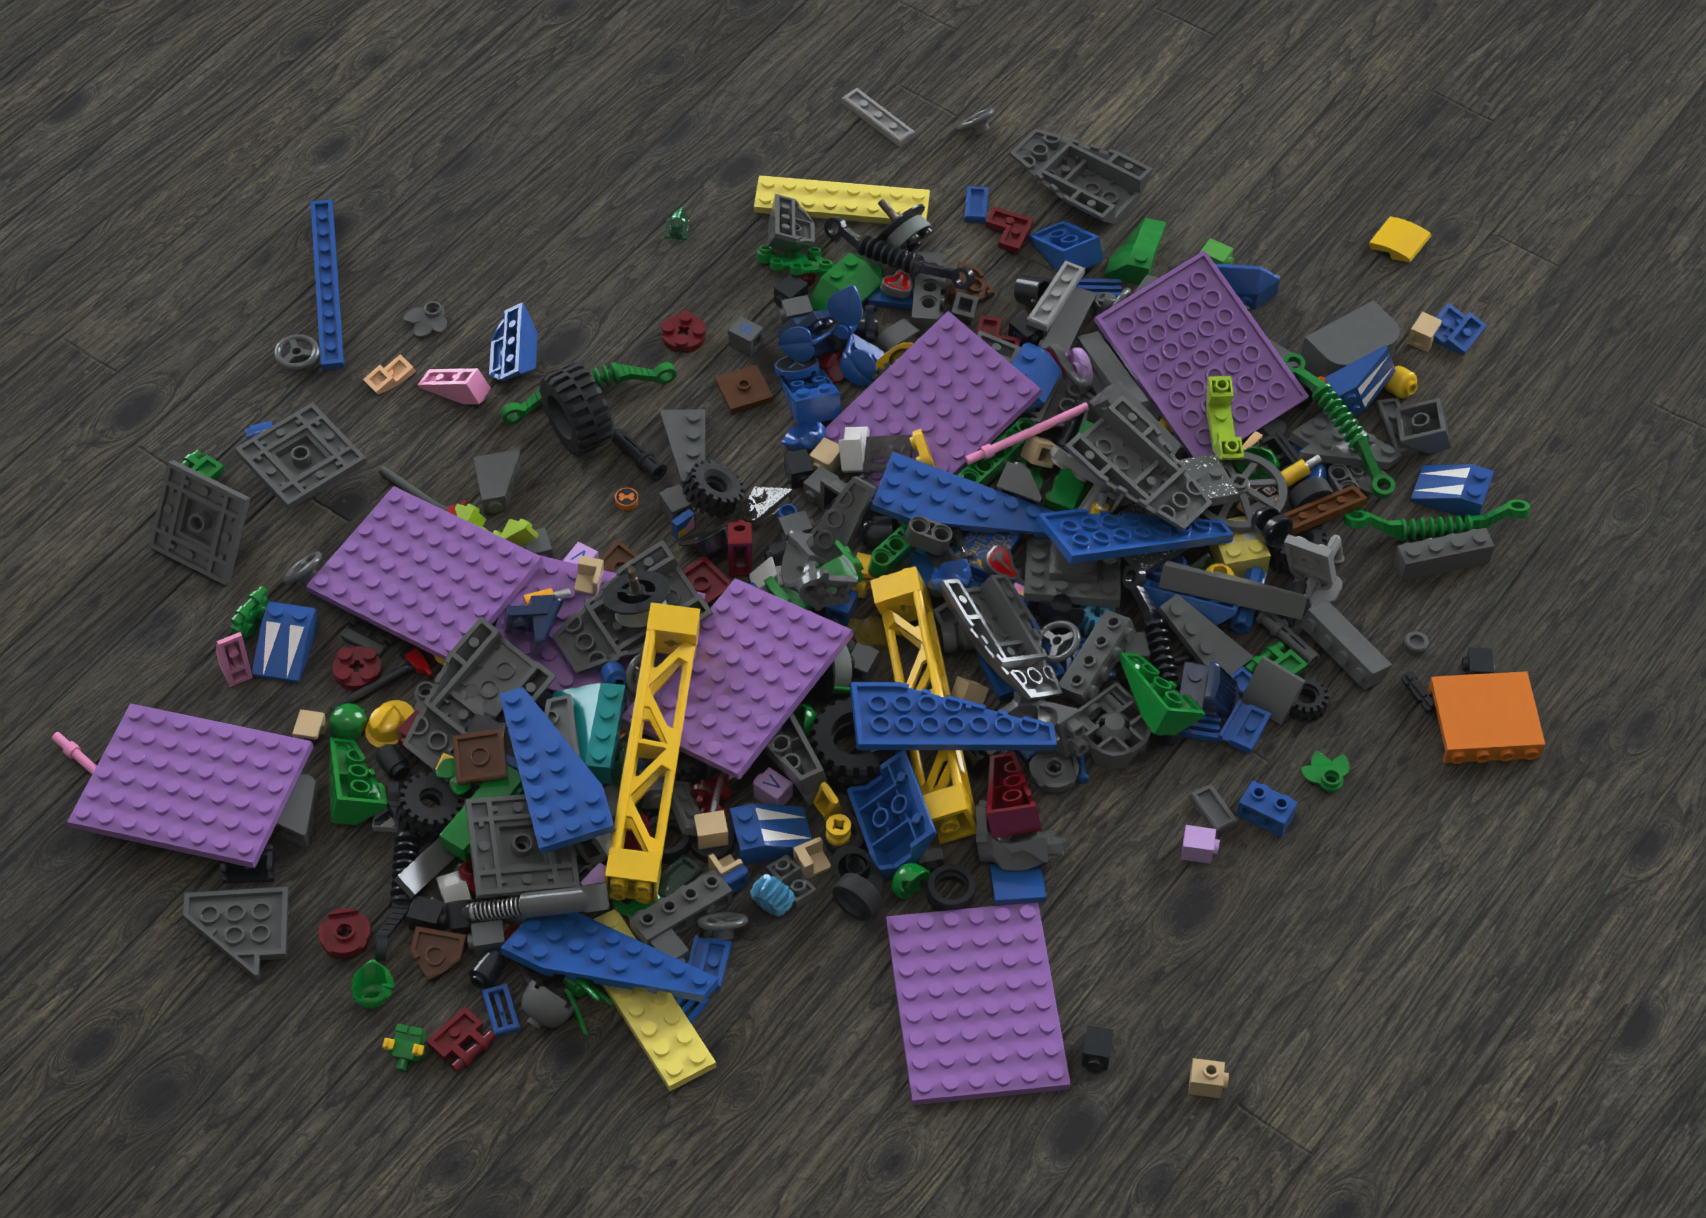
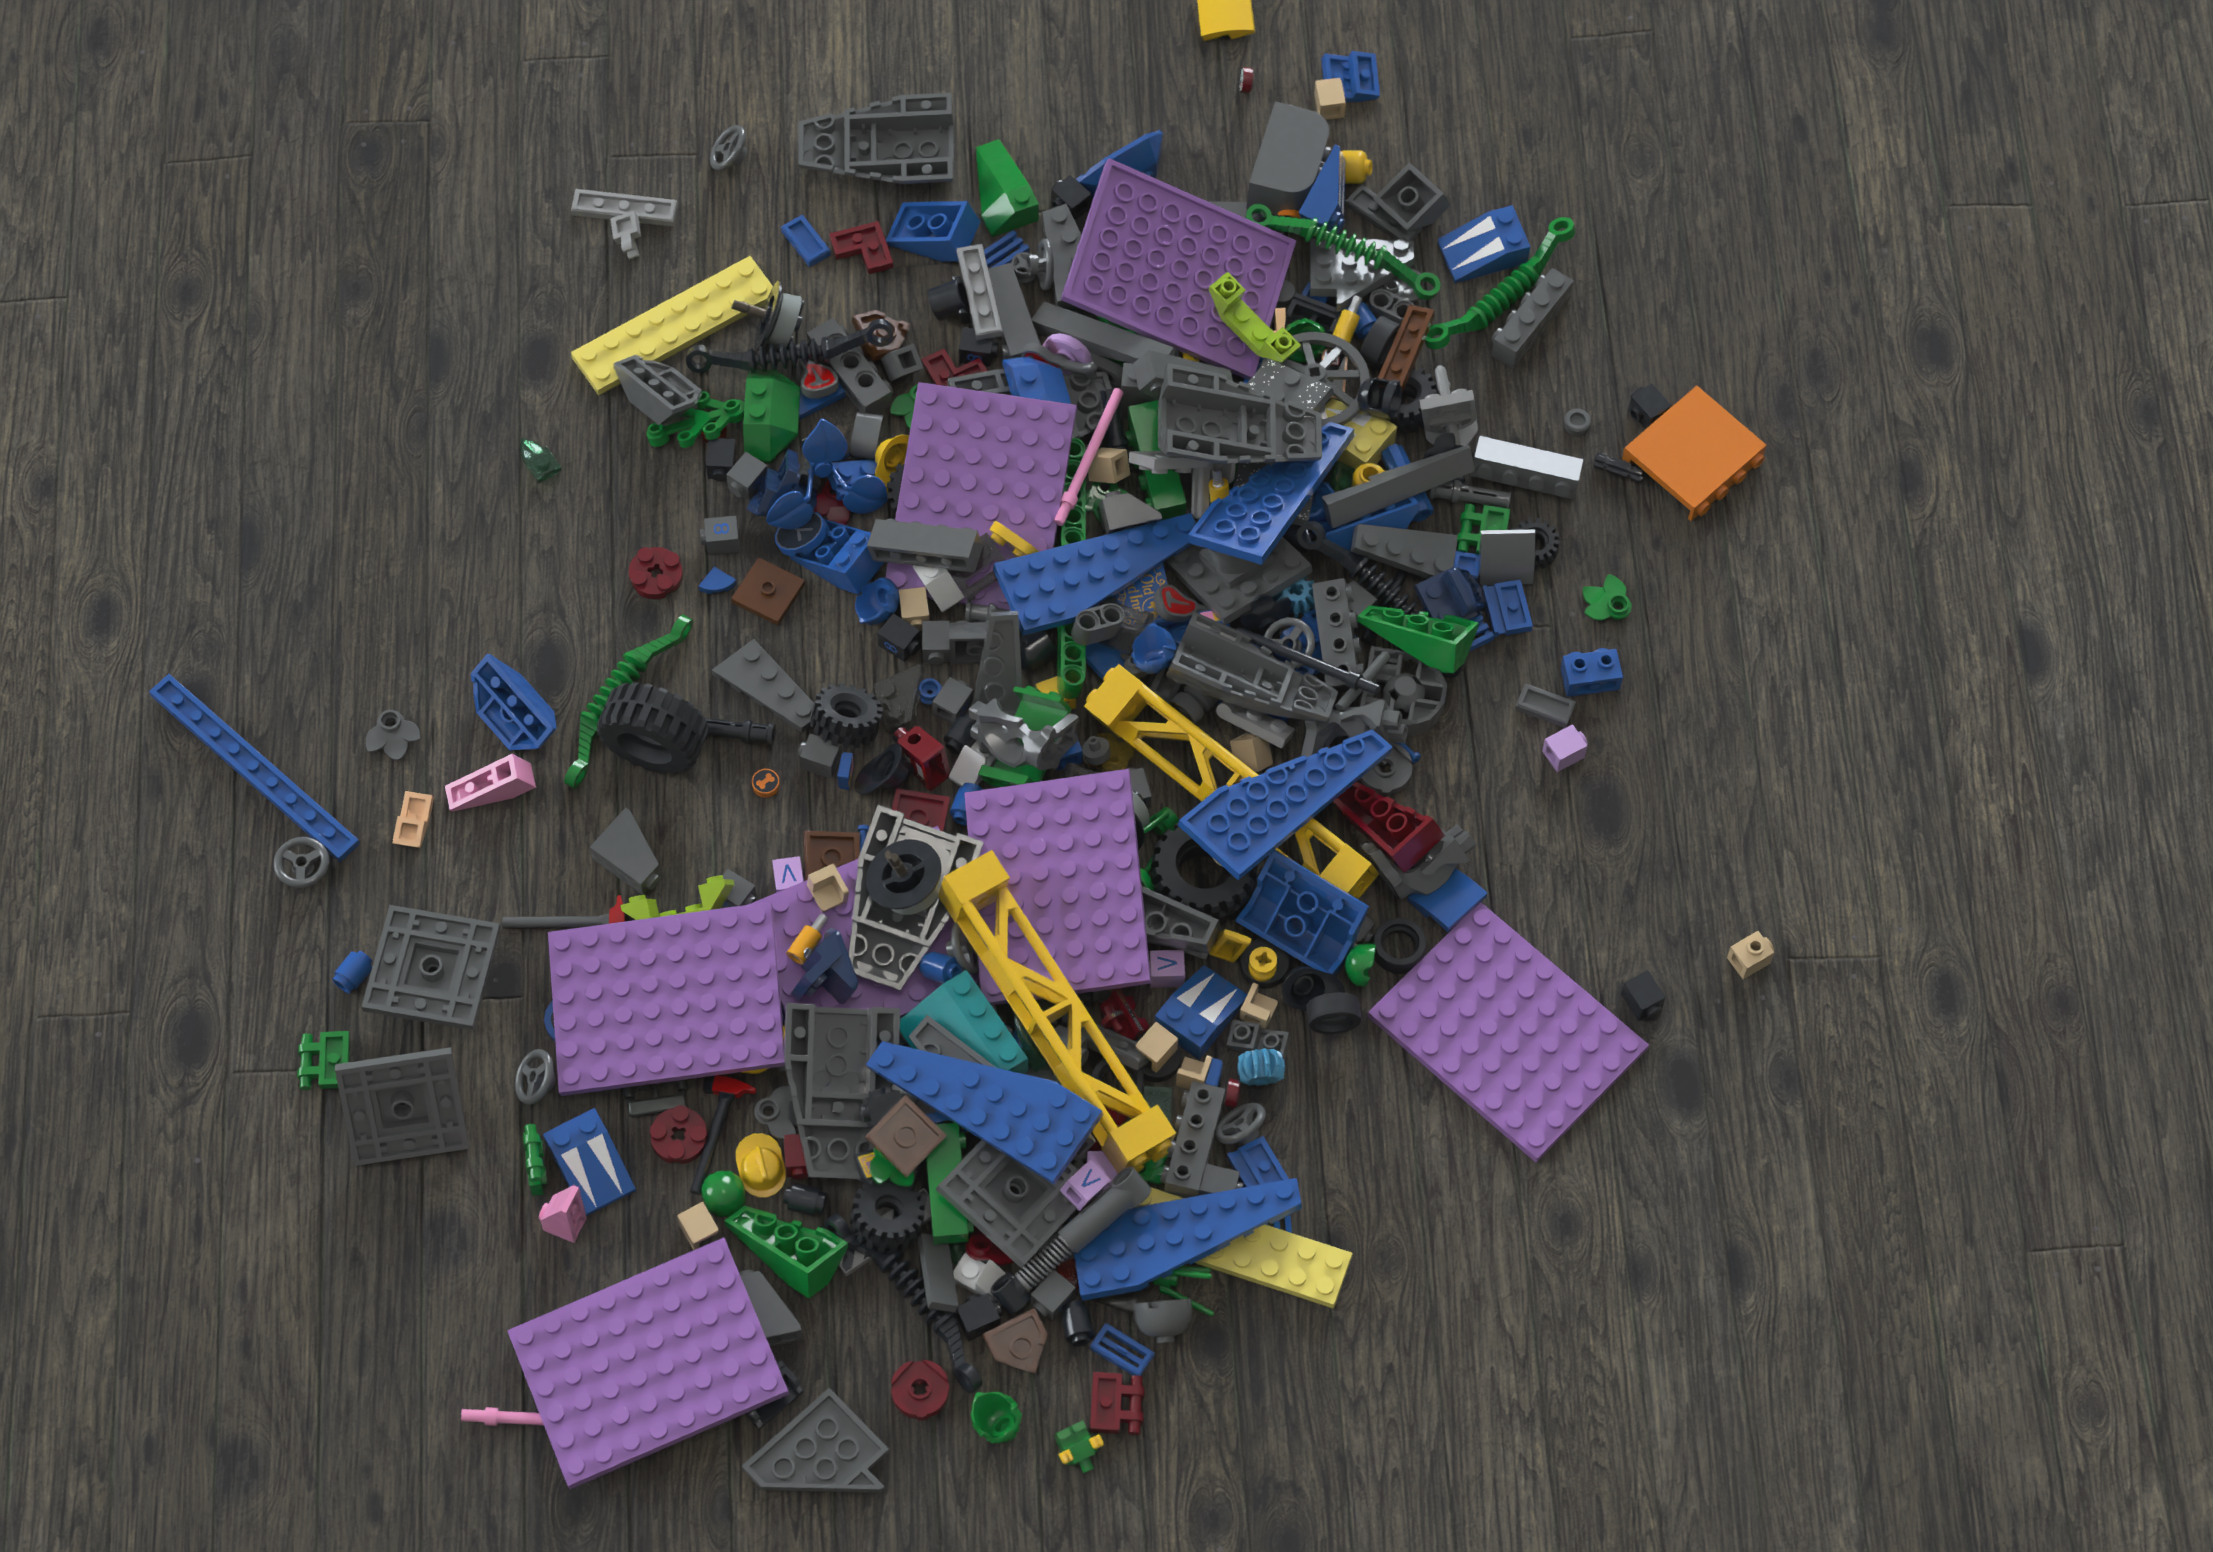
camera: 40 degrees left, 10 degrees up
(569, 873) = (1085, 1184): none -> lavender brick
(716, 362) = (717, 582): none -> blue tile
(738, 899) = (1233, 1092): none -> dark red tile
(859, 620) = (1096, 750): none -> dark grey tile
(860, 414) = (925, 545): none -> dark grey brick
(863, 128) = (625, 230): none -> light grey plate
(986, 678) = (1257, 723): none -> light grey plate
(1073, 685) = (1352, 679): none -> black bar
(1085, 696) = (1369, 674): none -> dark grey bar
(1219, 252) = (1080, 147): bright green brick -> none
(1375, 286) = (1246, 80): none -> dark red tile

